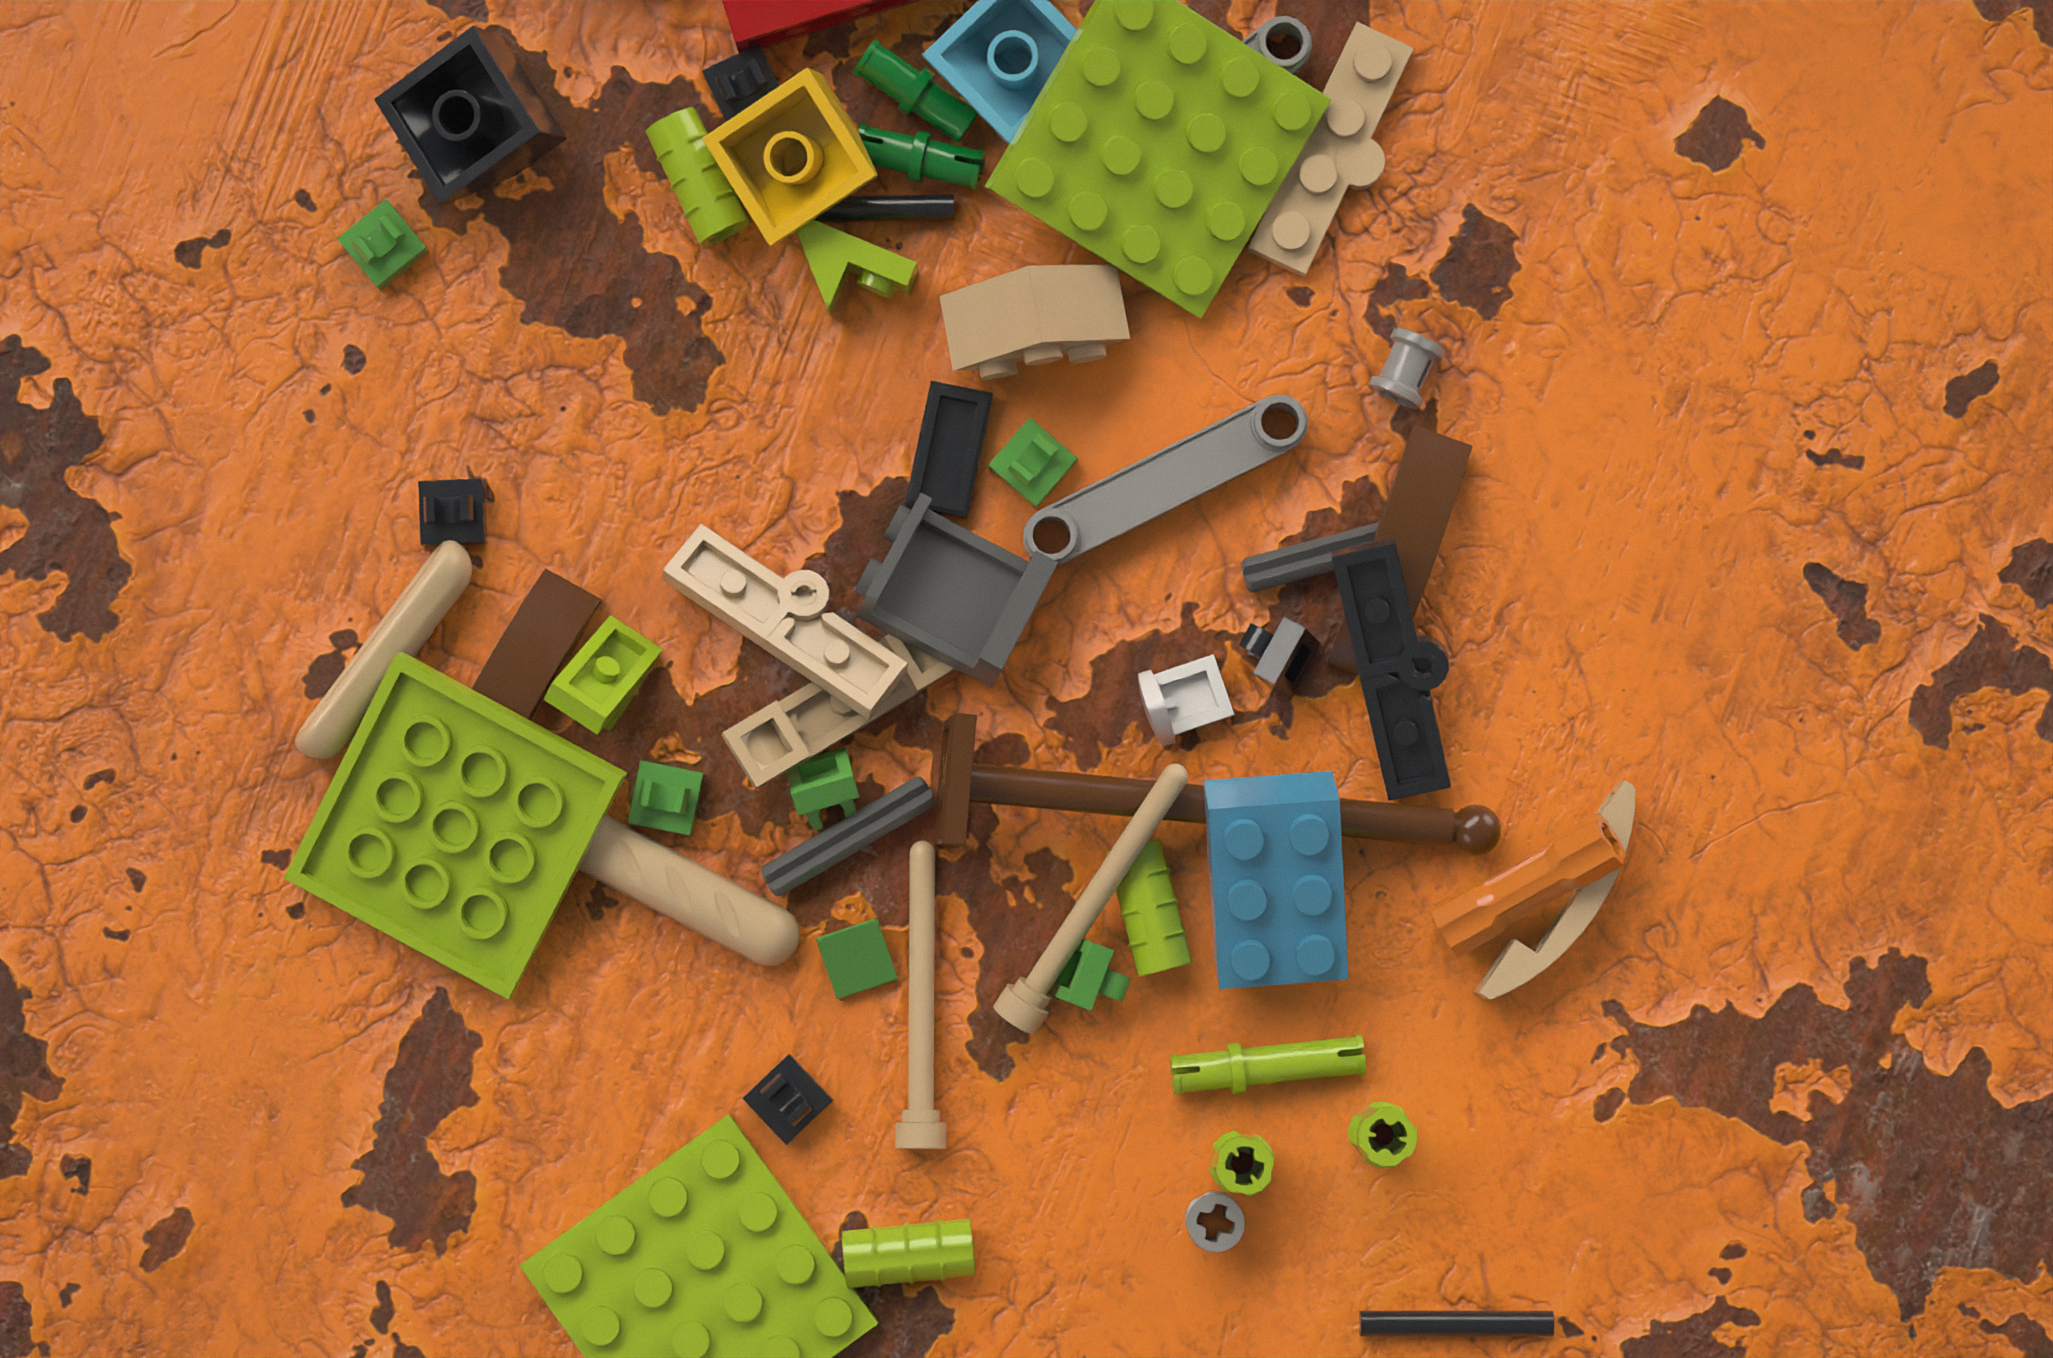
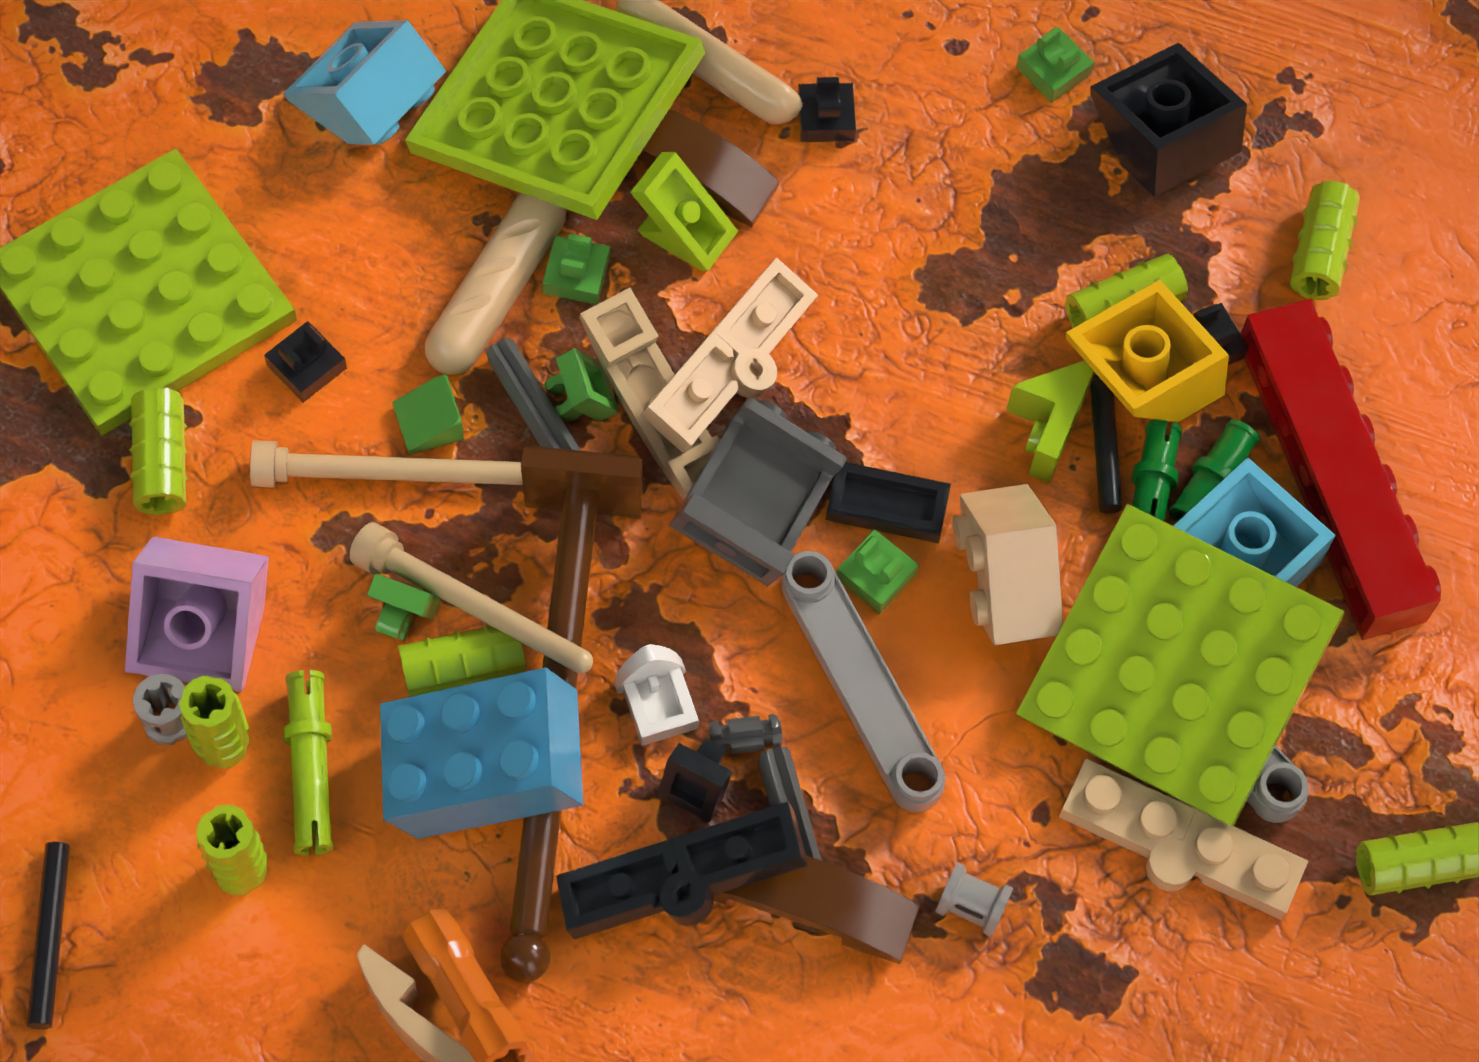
camera: 85 degrees right, 20 degrees down
(427, 1050) = (367, 81): none -> medium azure slope
(1101, 1196) = (195, 611): none -> lavender slope
(1225, 604) = (747, 733): none -> dark grey piece

